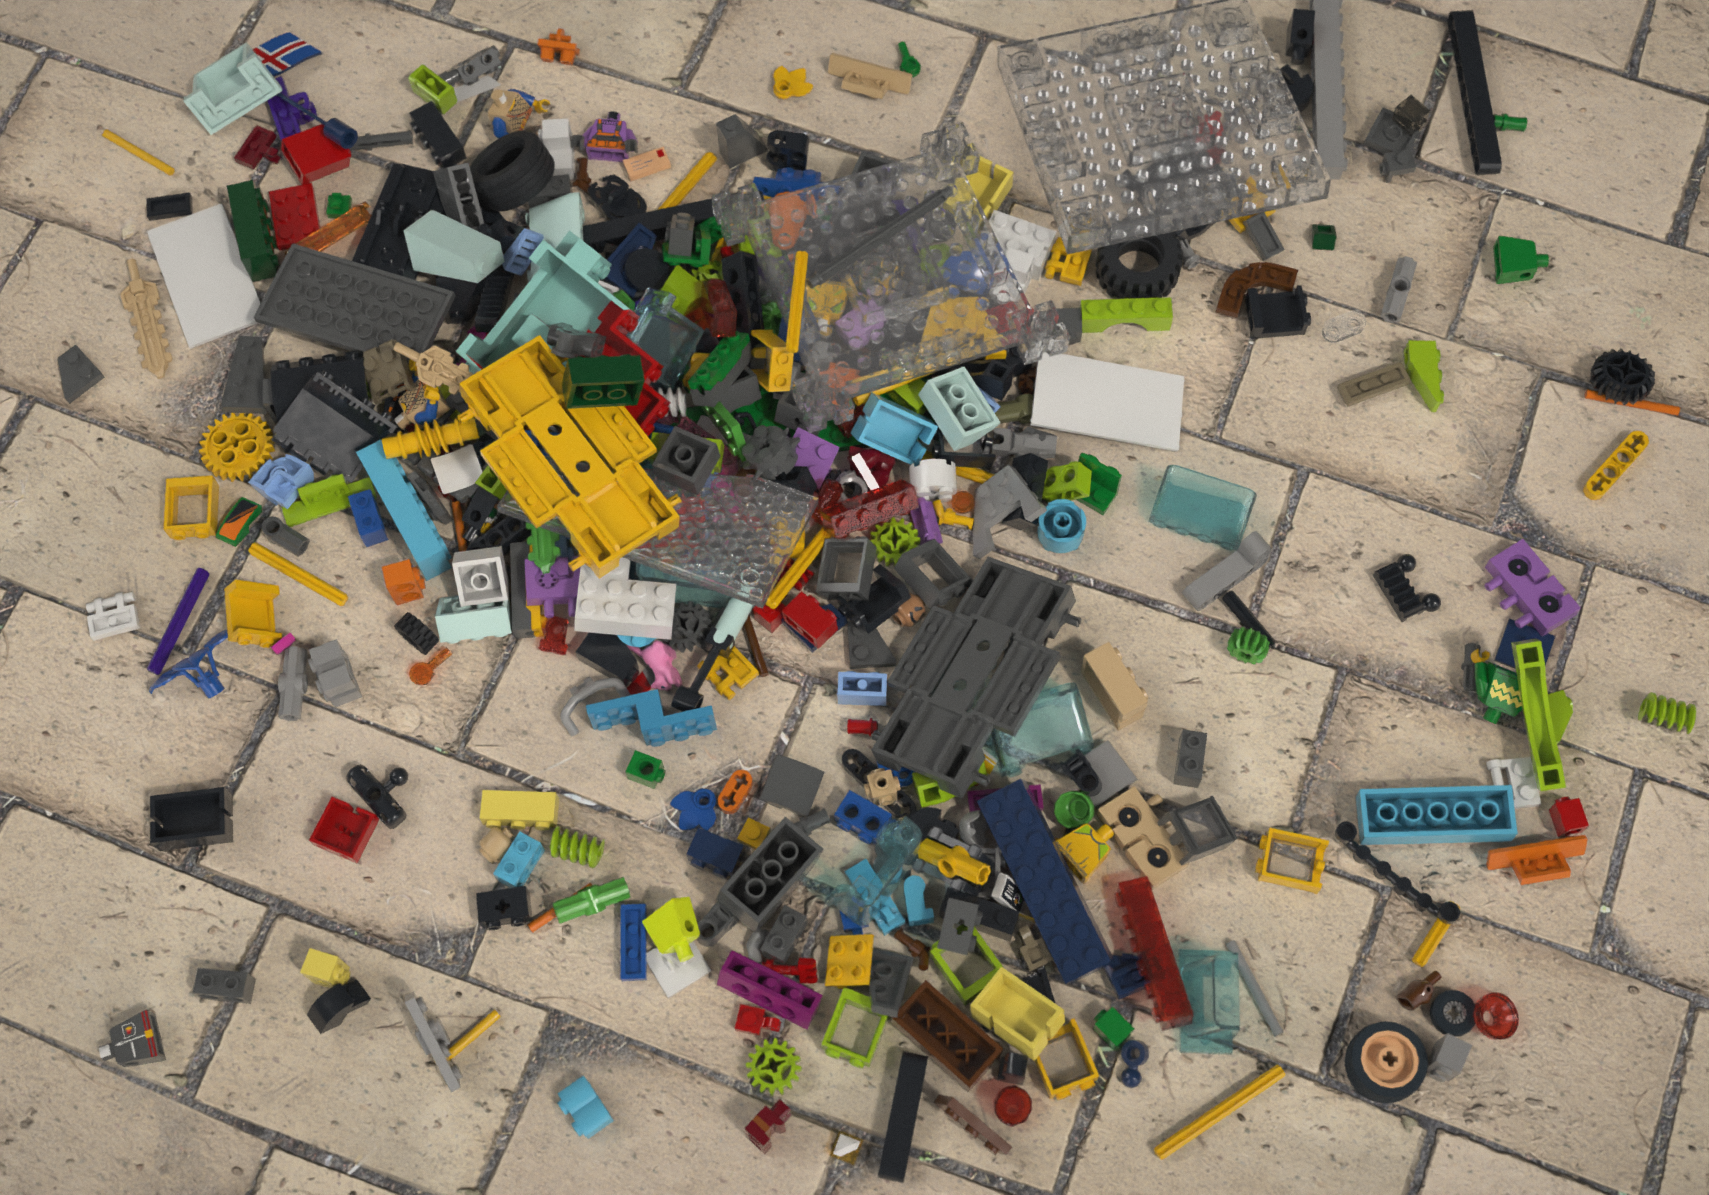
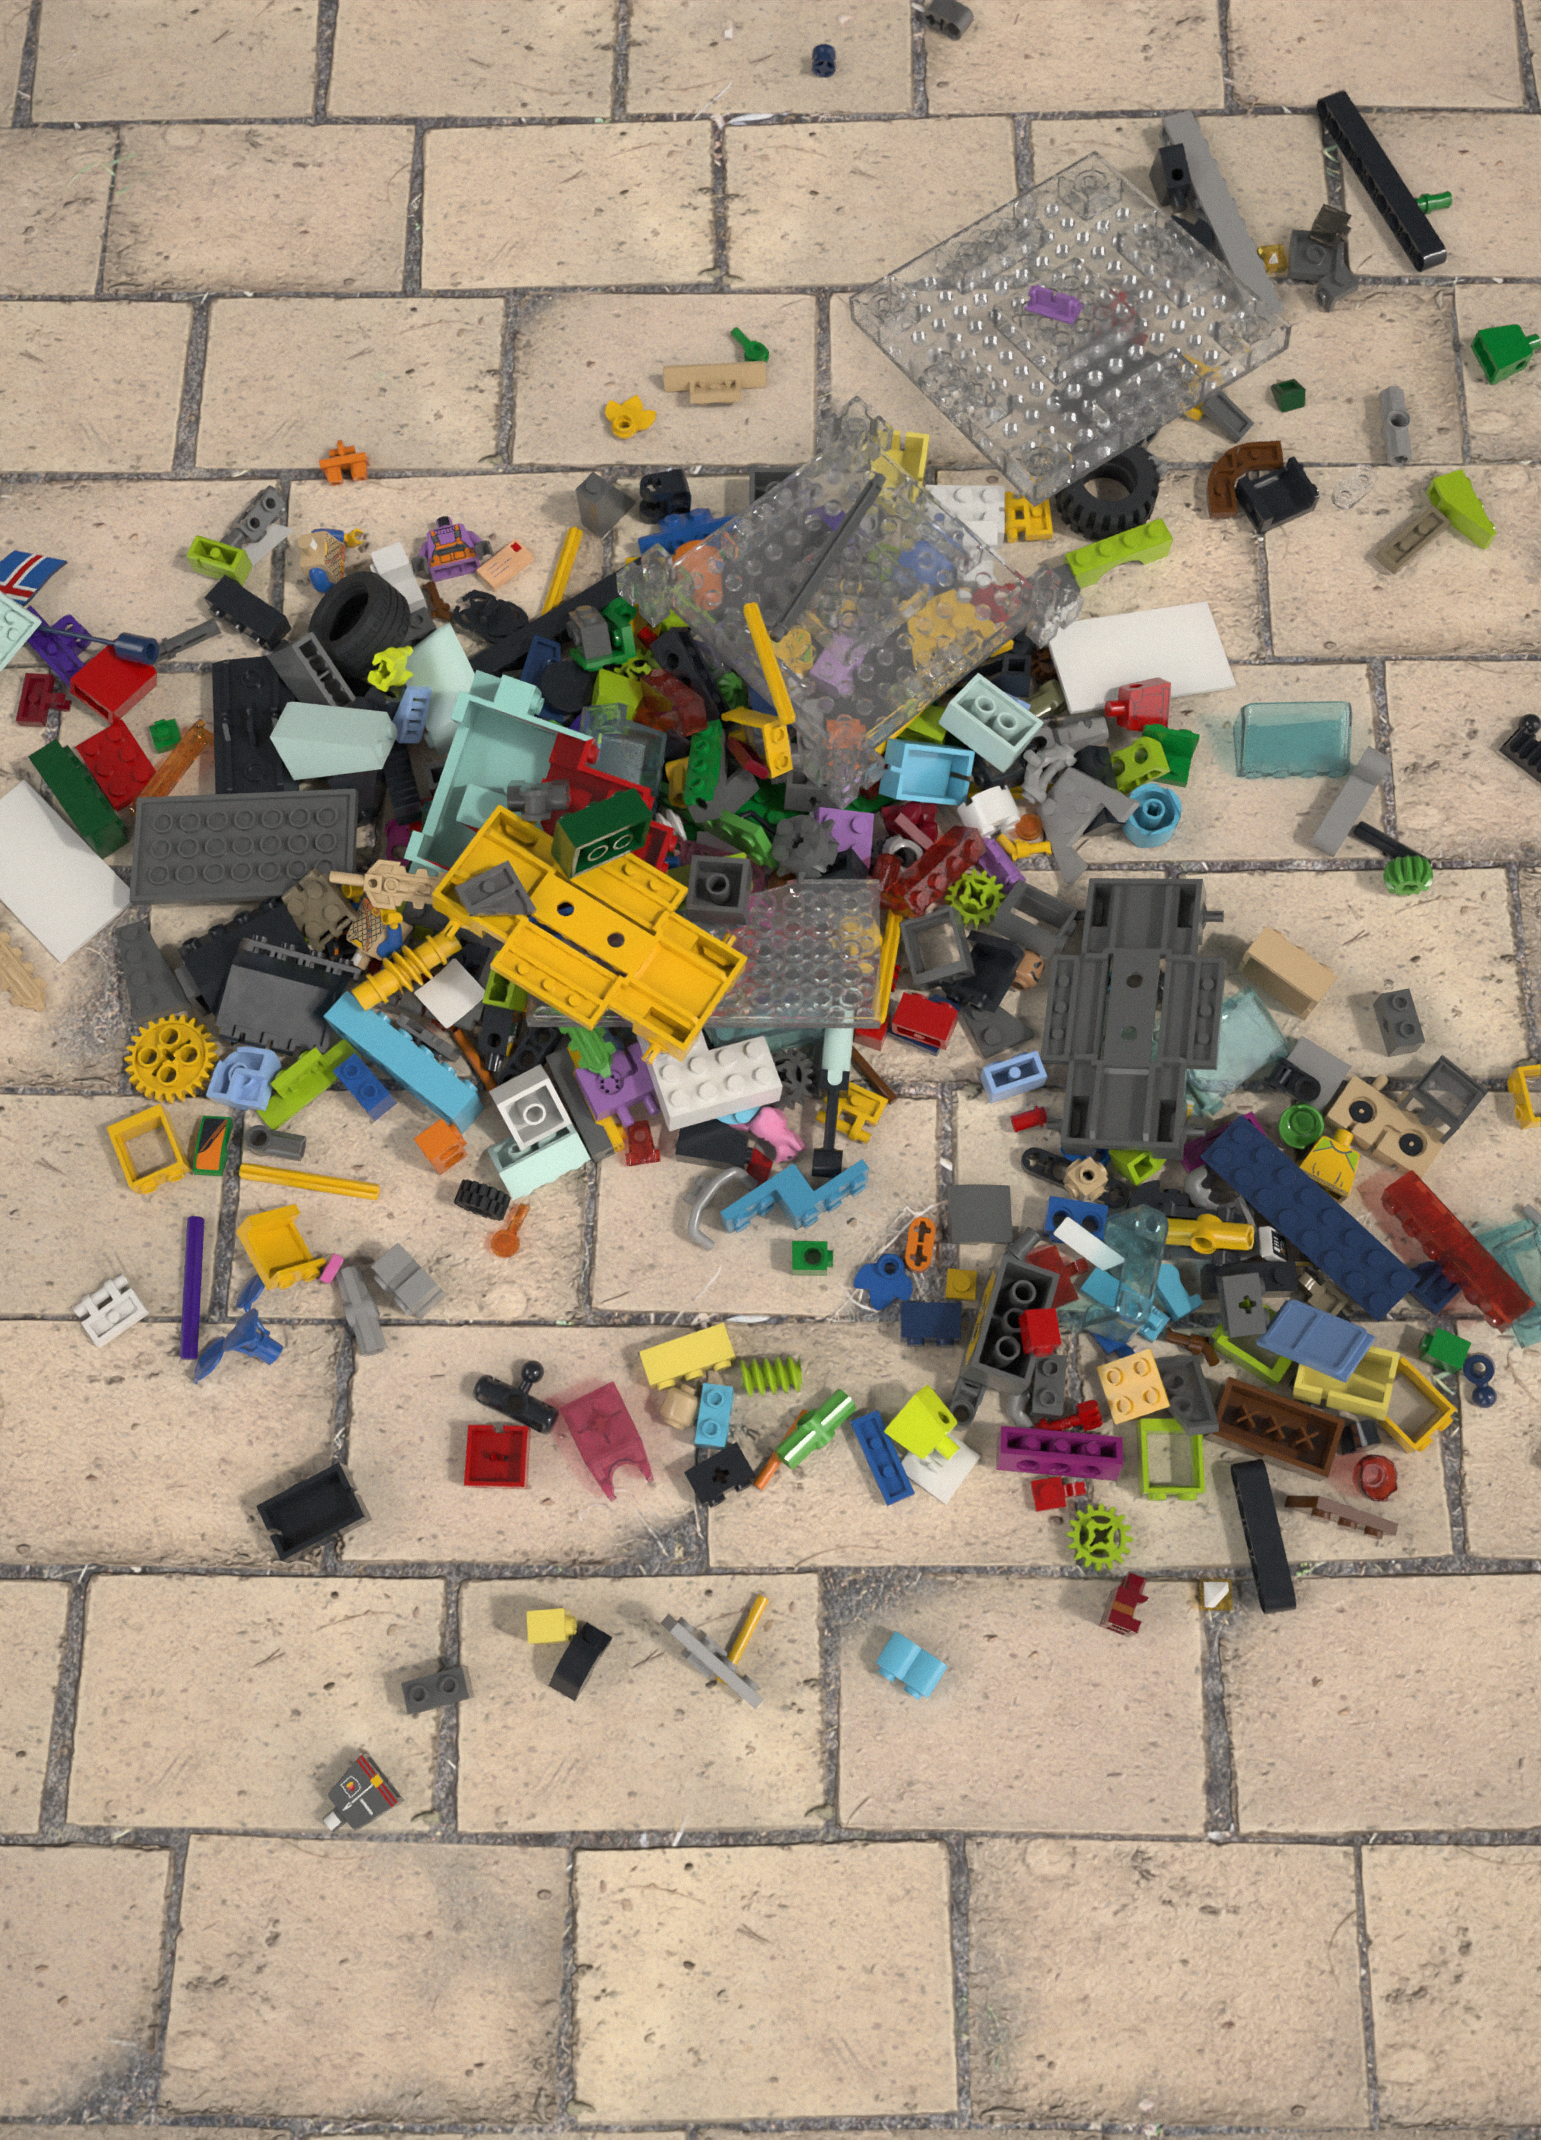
camera: 20 degrees left, 5 degrees up
(434, 853) = (606, 1448): none -> clear pink brick
(504, 398) = (495, 893): none -> dark grey wing
(520, 211) = (391, 668): none -> neon yellow animal
(756, 369) = (747, 757): none -> dark red tile
(784, 883) = (1040, 1331): none -> red brick
(829, 864) = (1052, 1261): none -> clear red plate
(862, 838) = (1087, 1245): none -> white sticker
(1003, 455) = (1035, 784): none -> light grey piece
(1004, 975) = (1316, 1339): none -> medium blue piece
(1089, 436) = (1141, 704): none -> red torso
(1149, 103) = (1058, 307): none -> medium lavender hinge
(1357, 125) = (1273, 258): none -> clear yellow tile

